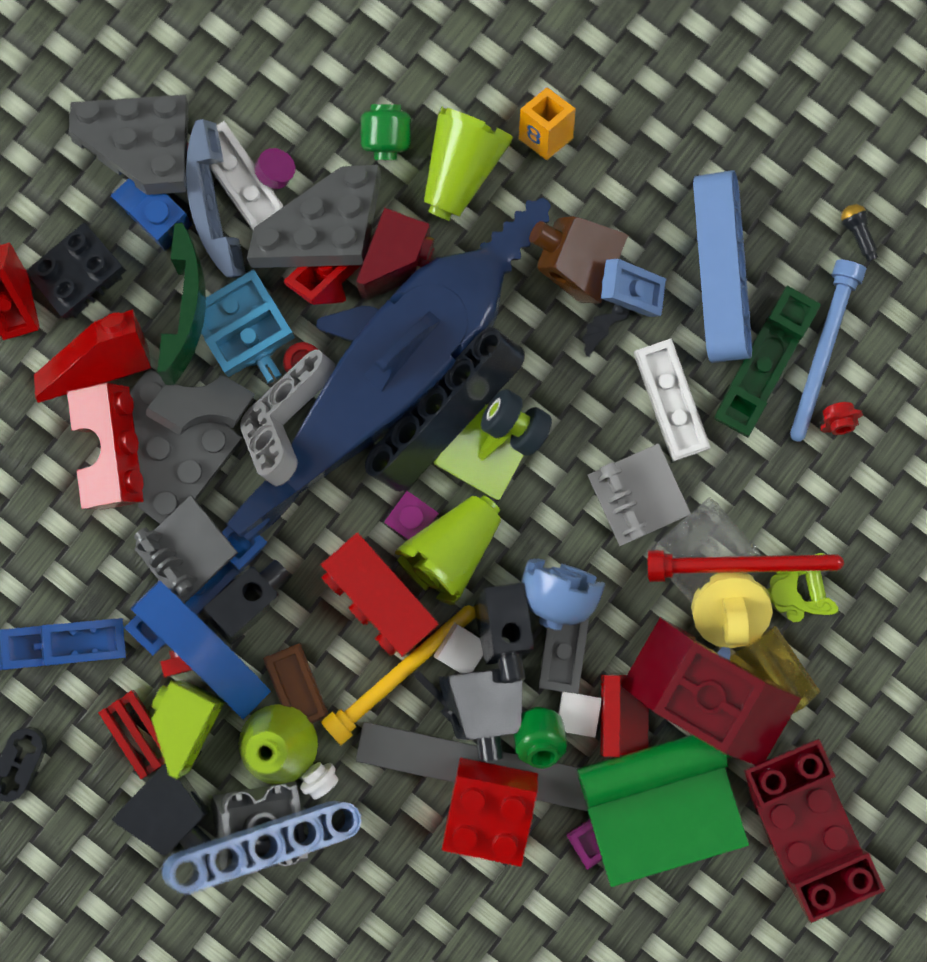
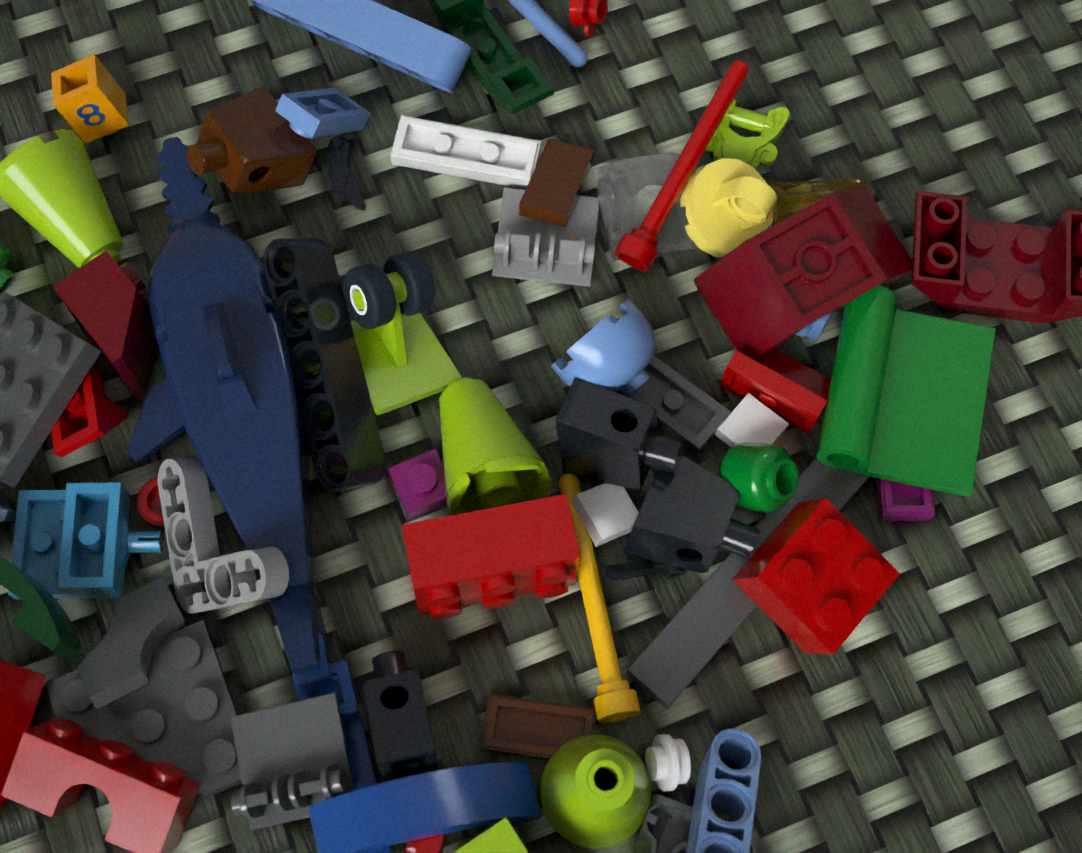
camera: 60 degrees left, 15 degrees down
(682, 479) = (556, 182): none -> reddish brown tile

